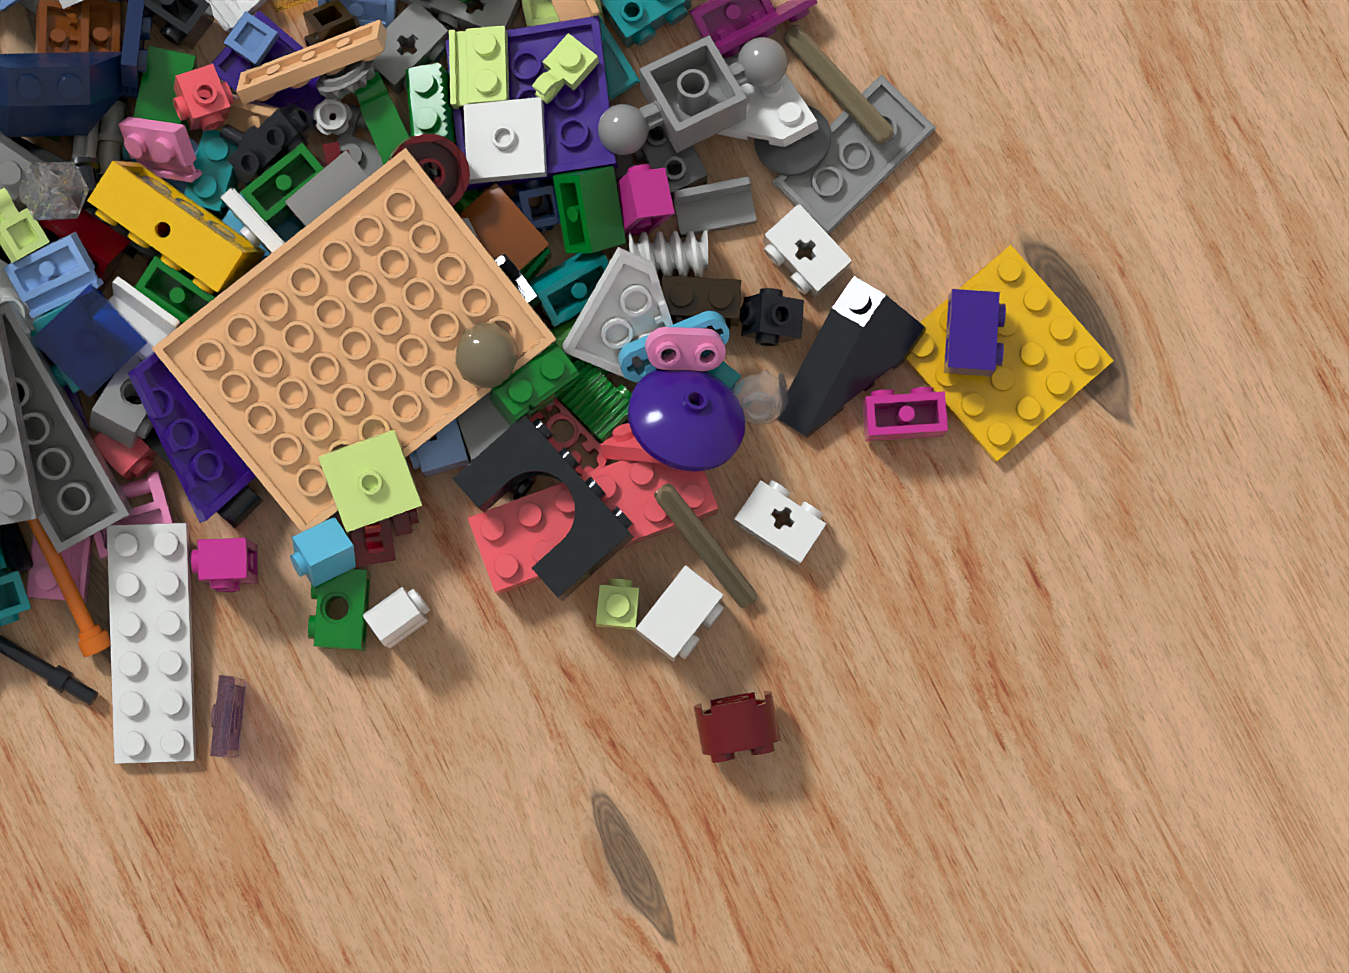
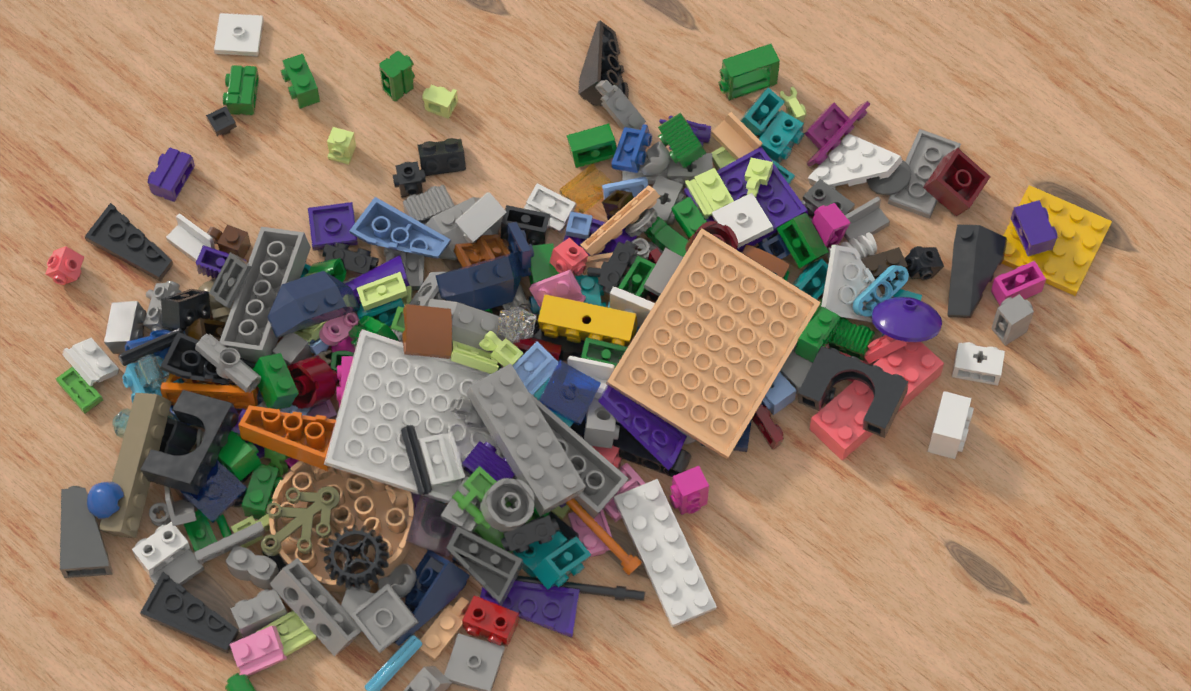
camera: 20 degrees left, 20 degrees down
(228, 717) = (727, 570): clear purple plate -> none
(322, 552) = (742, 462): medium azure brick -> none
(351, 630) = (761, 482): green brick -> none
(370, 480) = (753, 411): yellowish green plate -> none
(373, 543) = (760, 450): dark red brick -> none
(397, 616) = (796, 484): white brick -> none
(486, 355) = (788, 321): dark tan hair -> none
(617, 605) = (913, 437): yellowish green brick -> none
(687, 348) = (890, 286): bright pink plate -> none
(692, 94) = (830, 163): light grey brick -> none
(705, 545) = (943, 381): dark tan axle -> none
(737, 725) = (1008, 469): dark red brick -> none
(762, 397) = (940, 300): clear hair -> none
(802, 231) = (934, 223): white brick -> none
(838, 85) = (900, 140): dark tan axle -> none
(866, 473) = (1012, 319): none -> light grey brick
(890, 199) = (956, 182): none -> dark red brick

